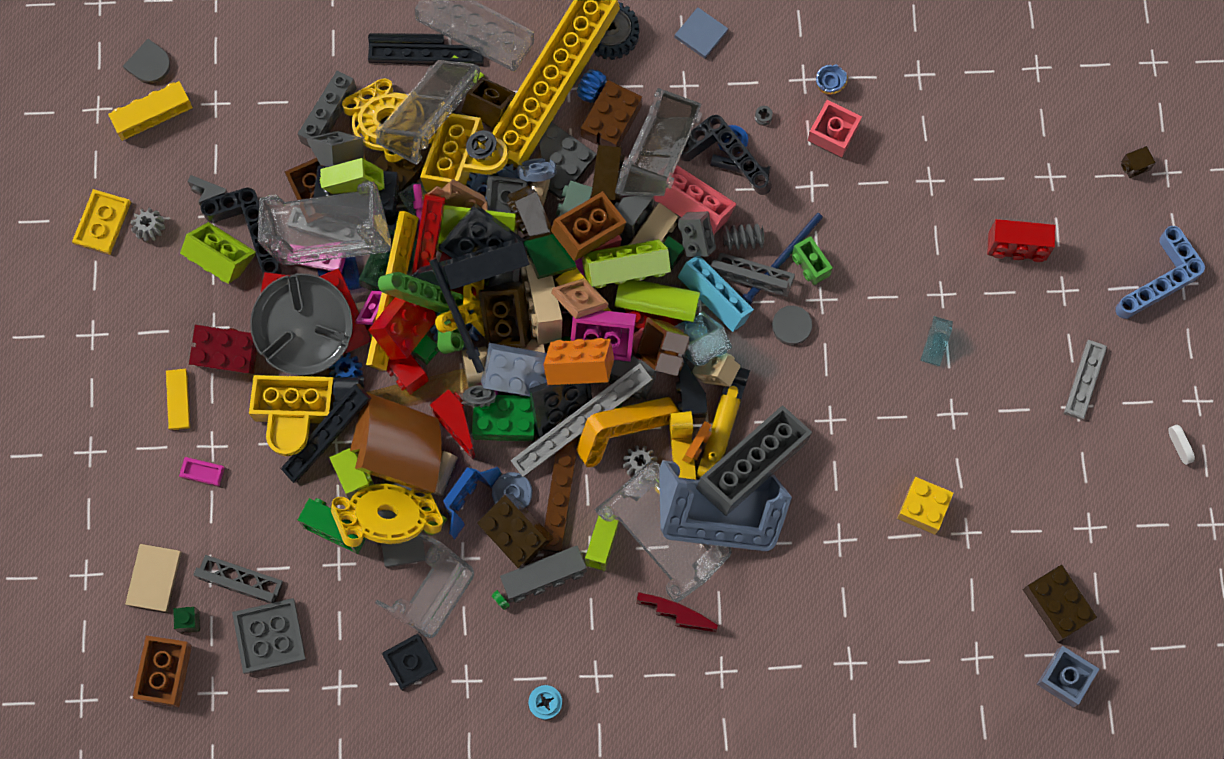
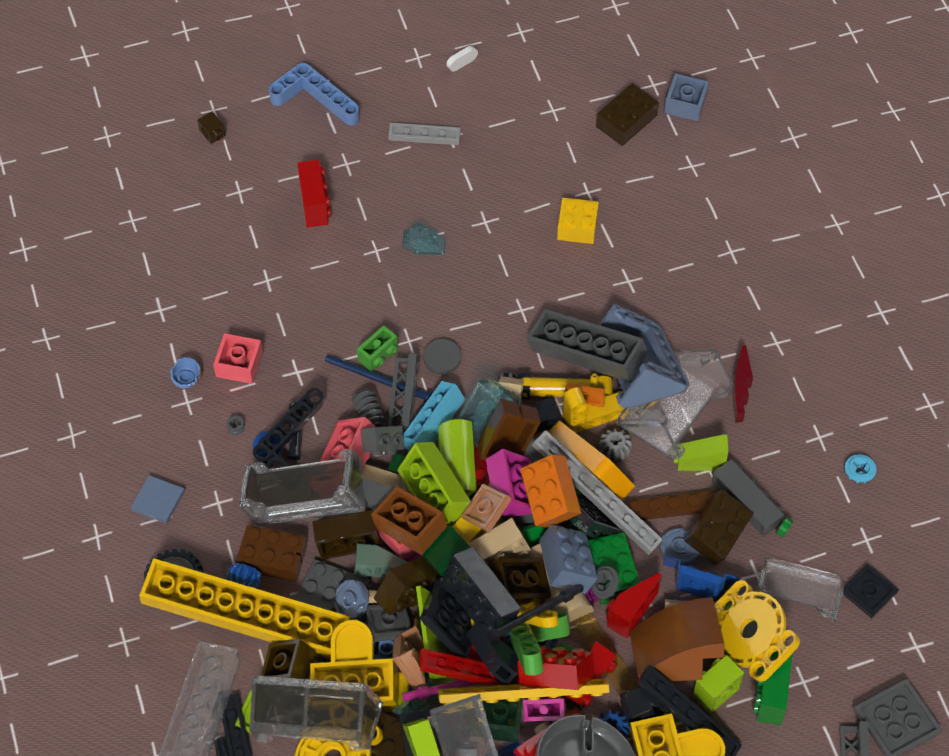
camera: 105 degrees left, 15 degrees down
(486, 139) = (343, 636): black gear -> none

